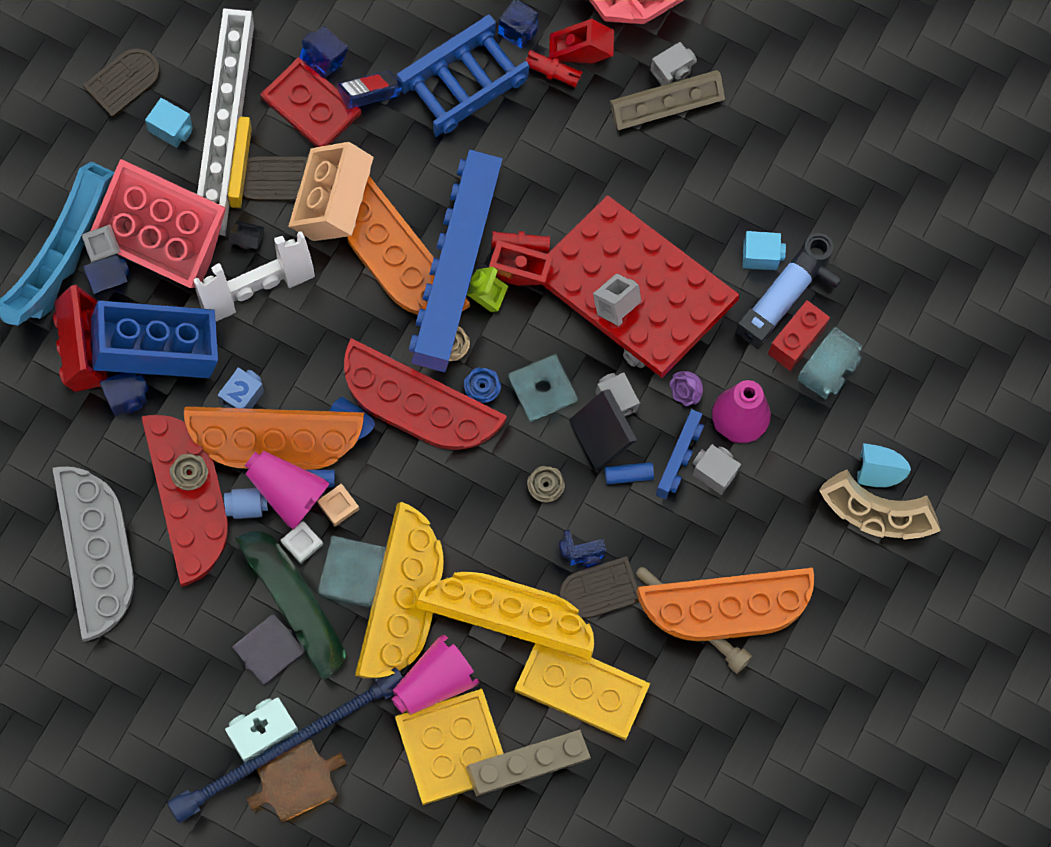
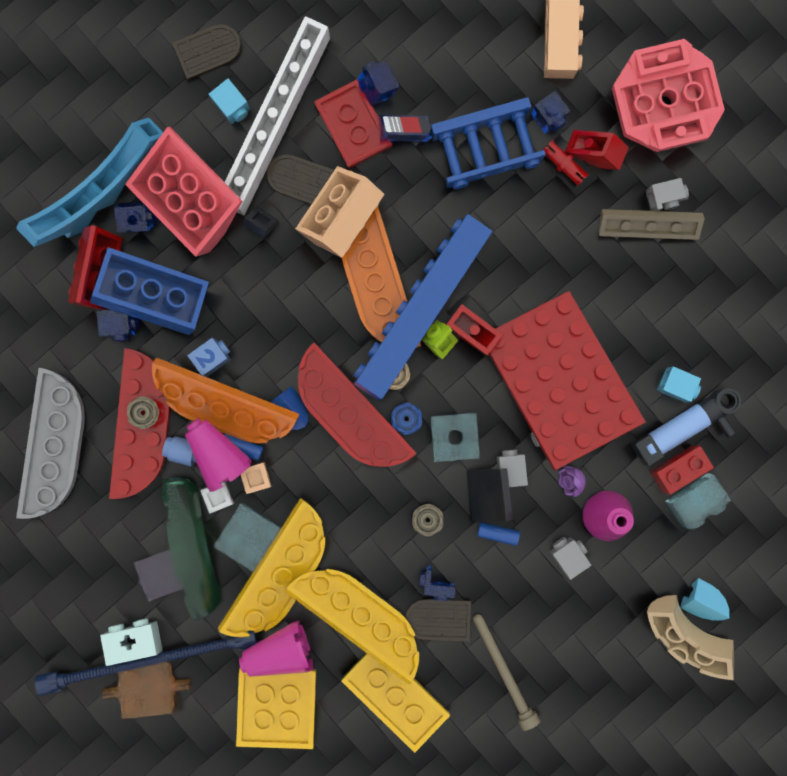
camera: 30 degrees right, 15 degrees up
(101, 243) = (134, 192): light grey tile -> none
(239, 162) = (275, 157): yellow tile -> none
(292, 265) = (219, 271): white wedge -> none
(527, 762) = (330, 745): dark tan plate -> none
(532, 242) = (482, 306): red pin -> none
(616, 298) = (542, 394): light grey brick -> none
(680, 455) = (545, 535): blue plate -> none
(728, 604) = (538, 676): orange plate -> none

